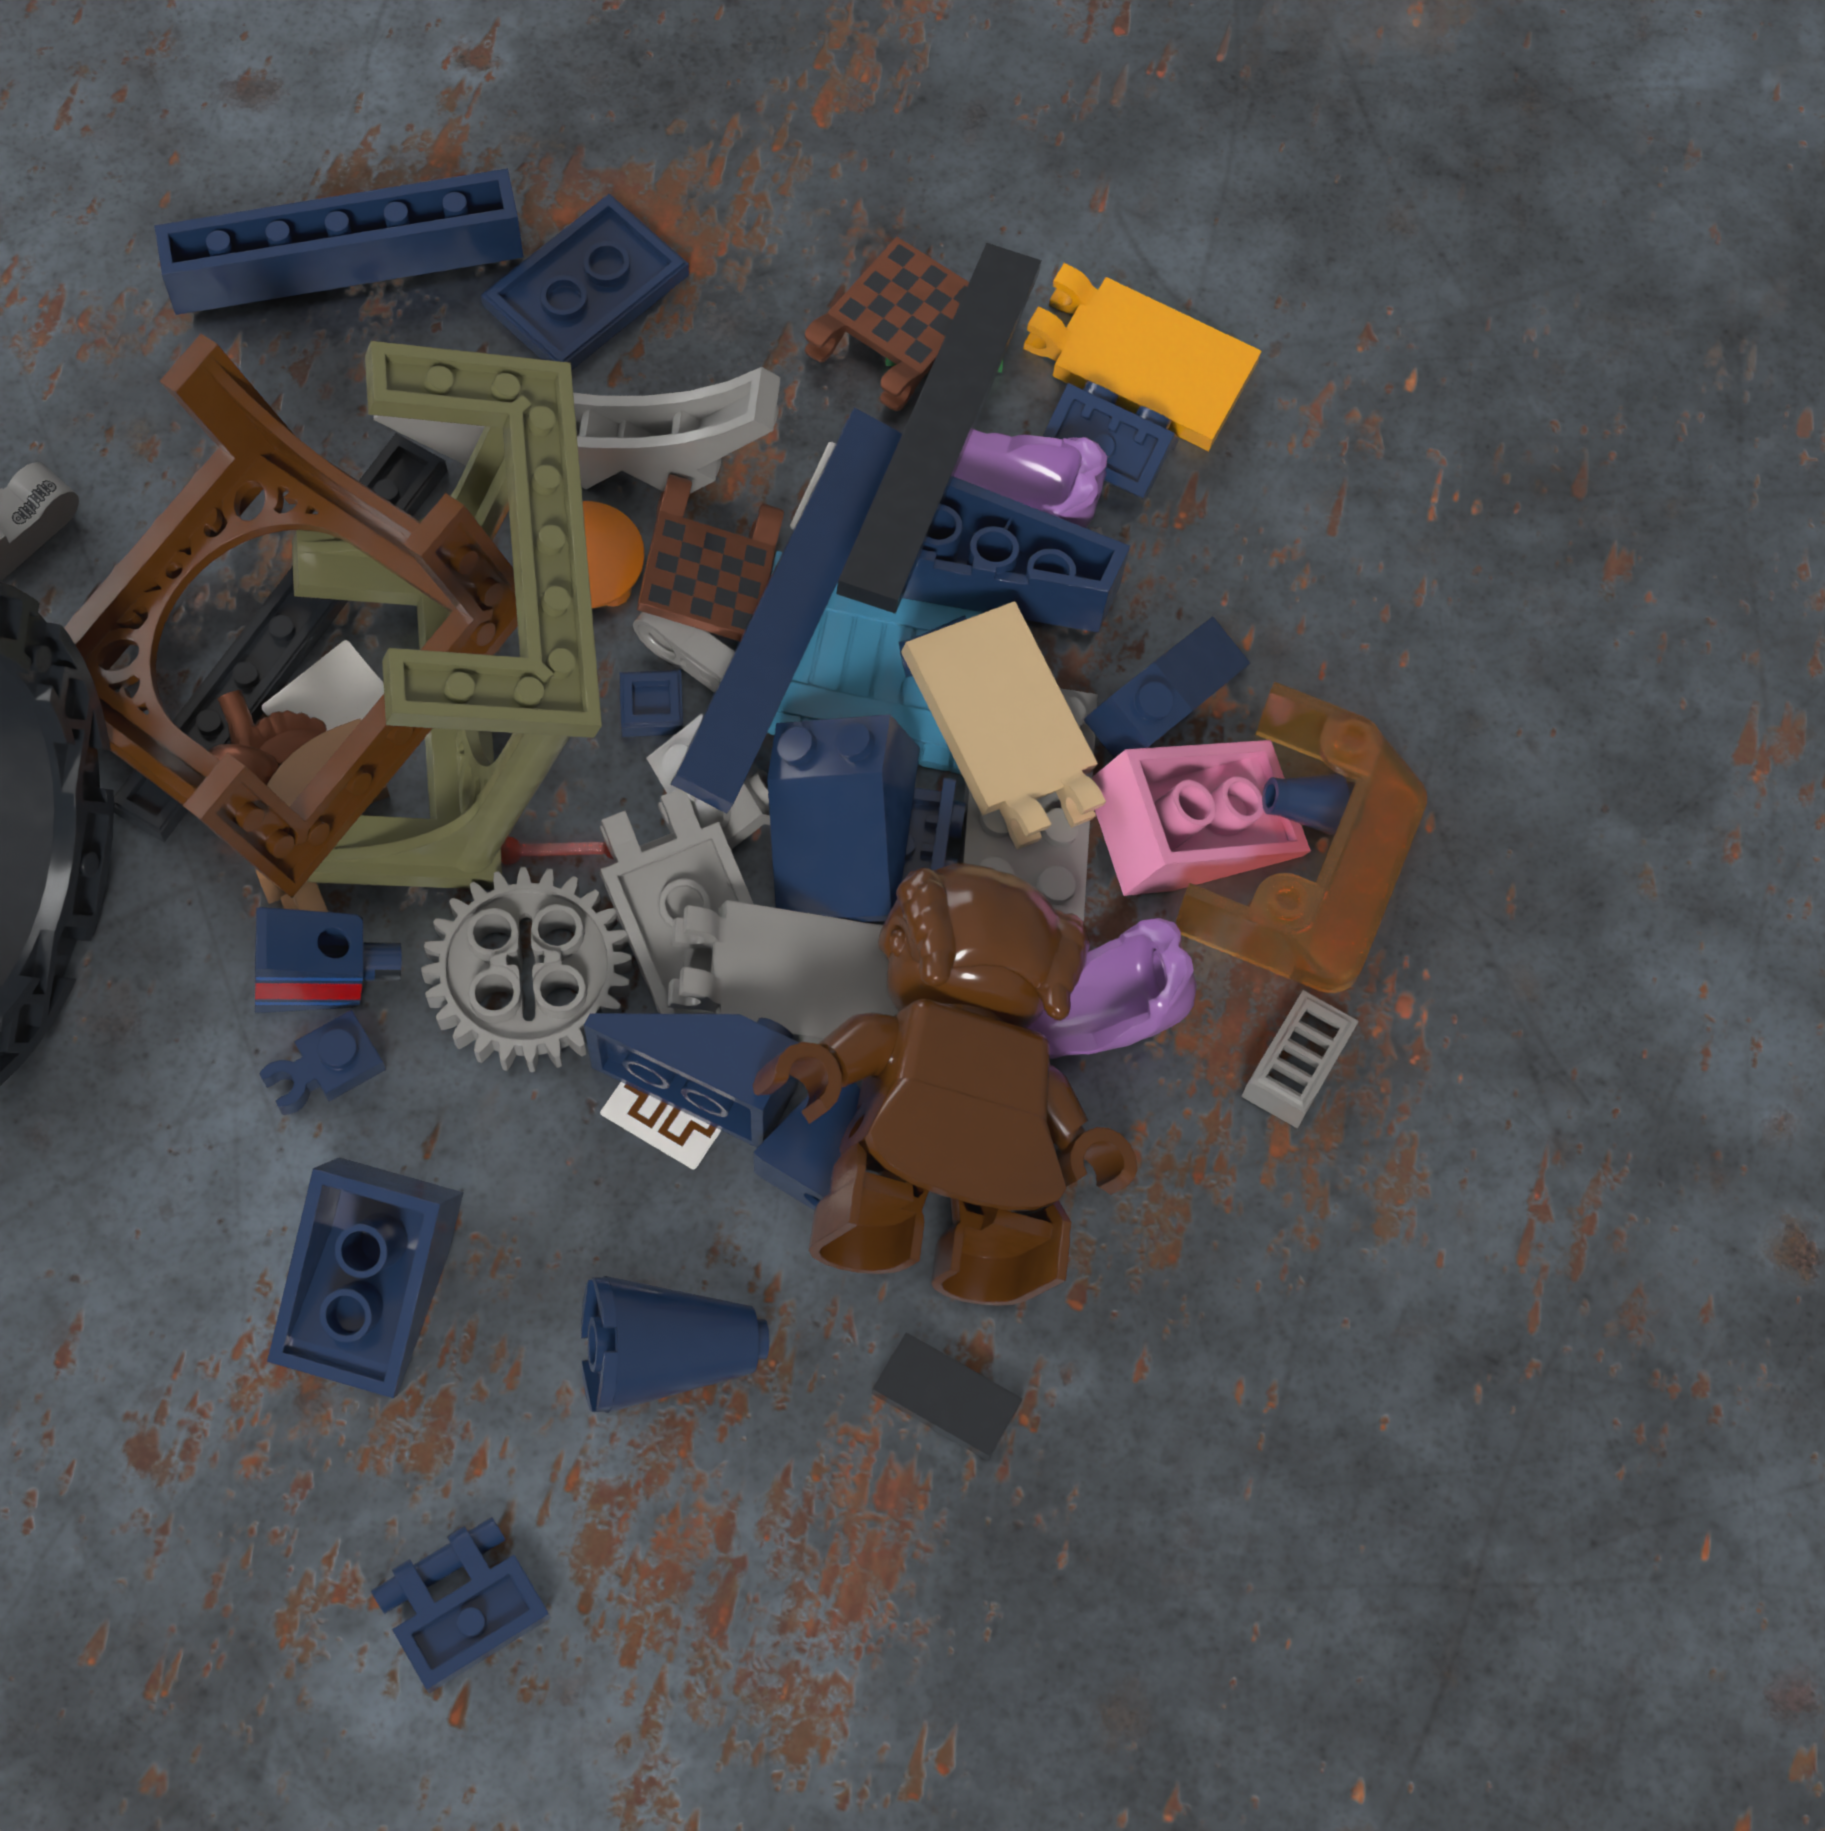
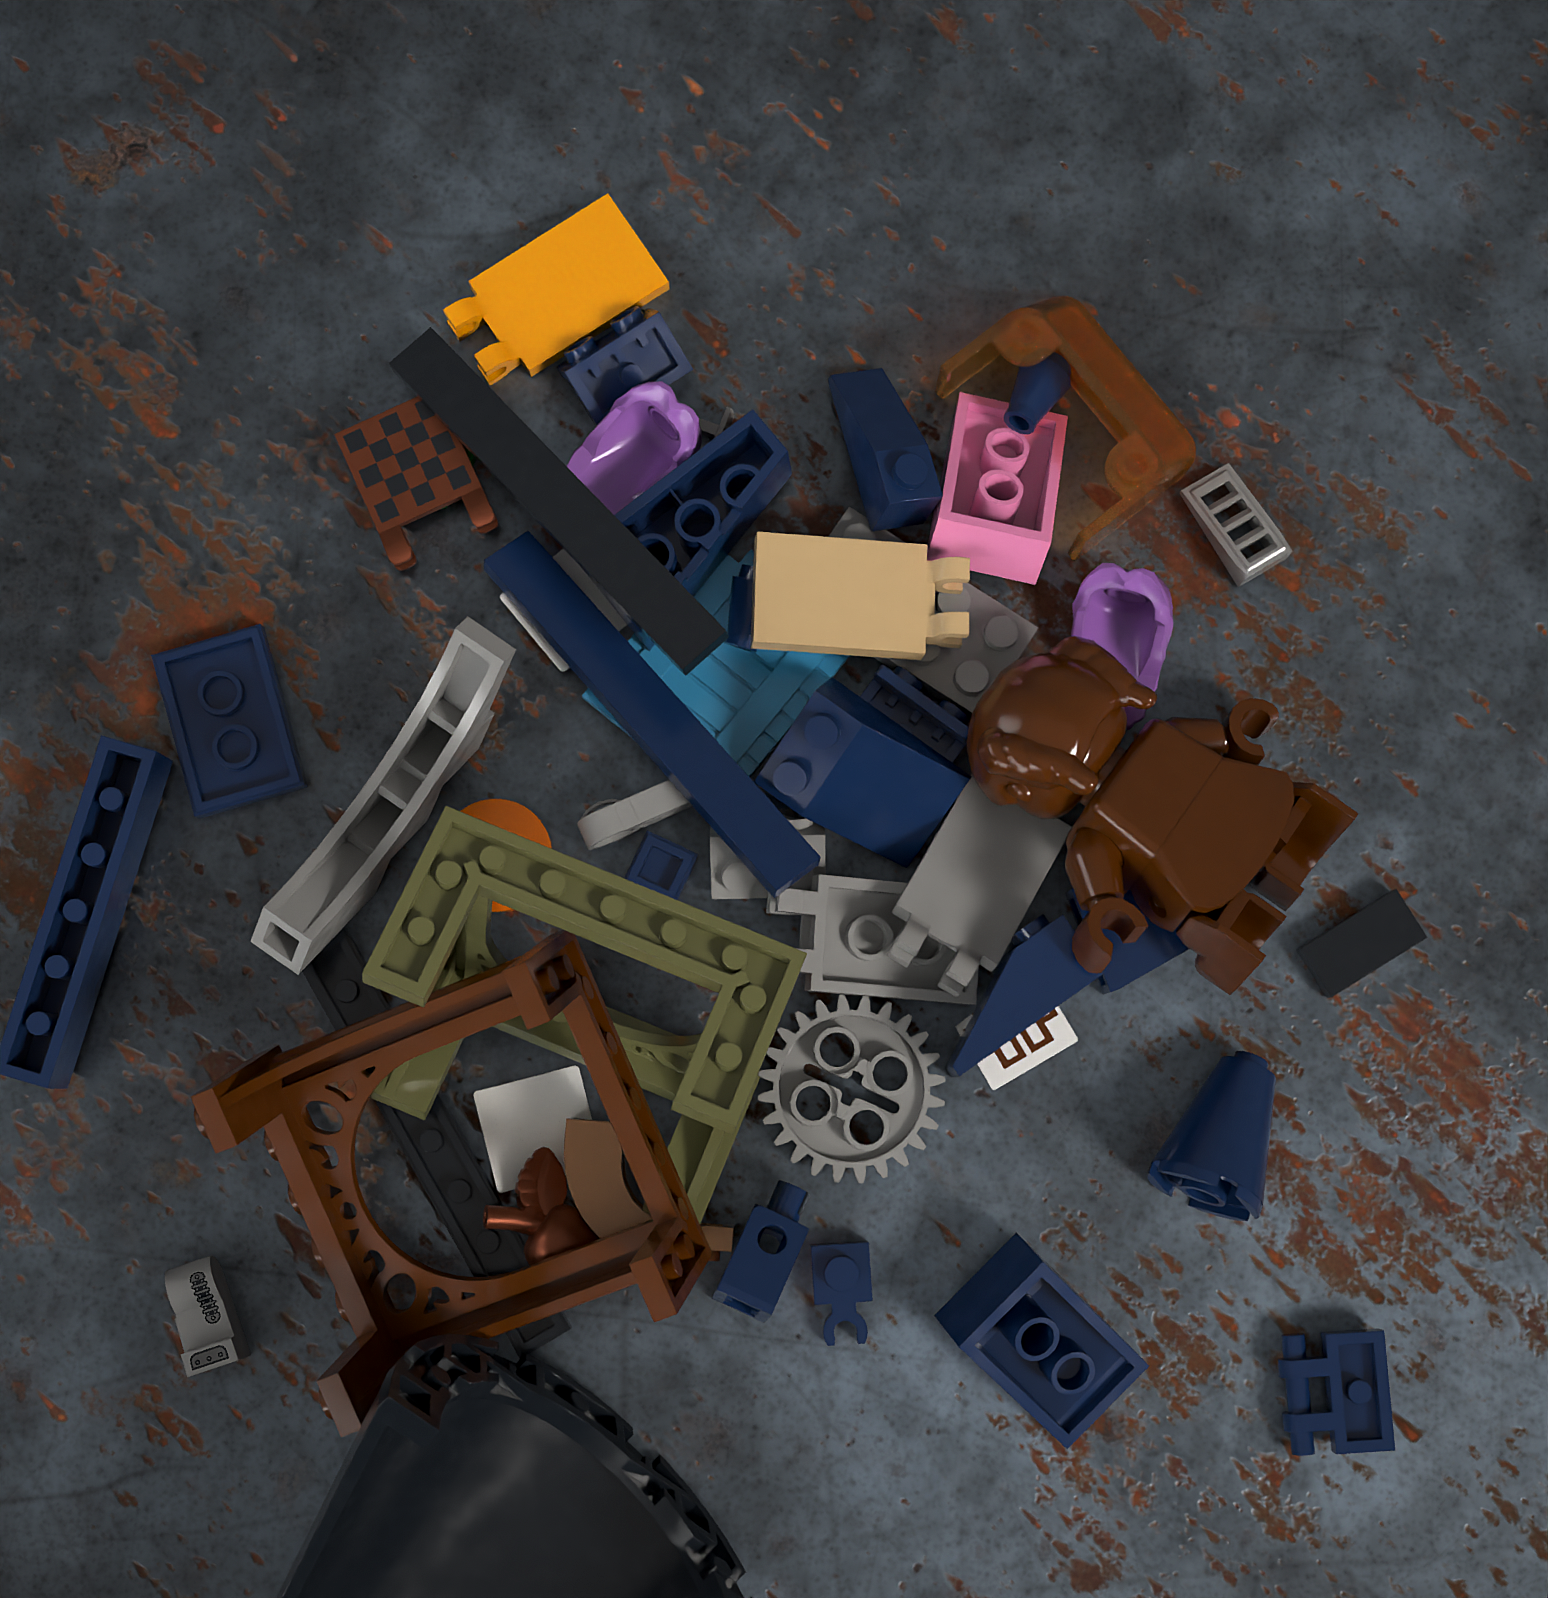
camera: 55 degrees left, 15 degrees up
(704, 572) = (578, 767): copper flag -> none

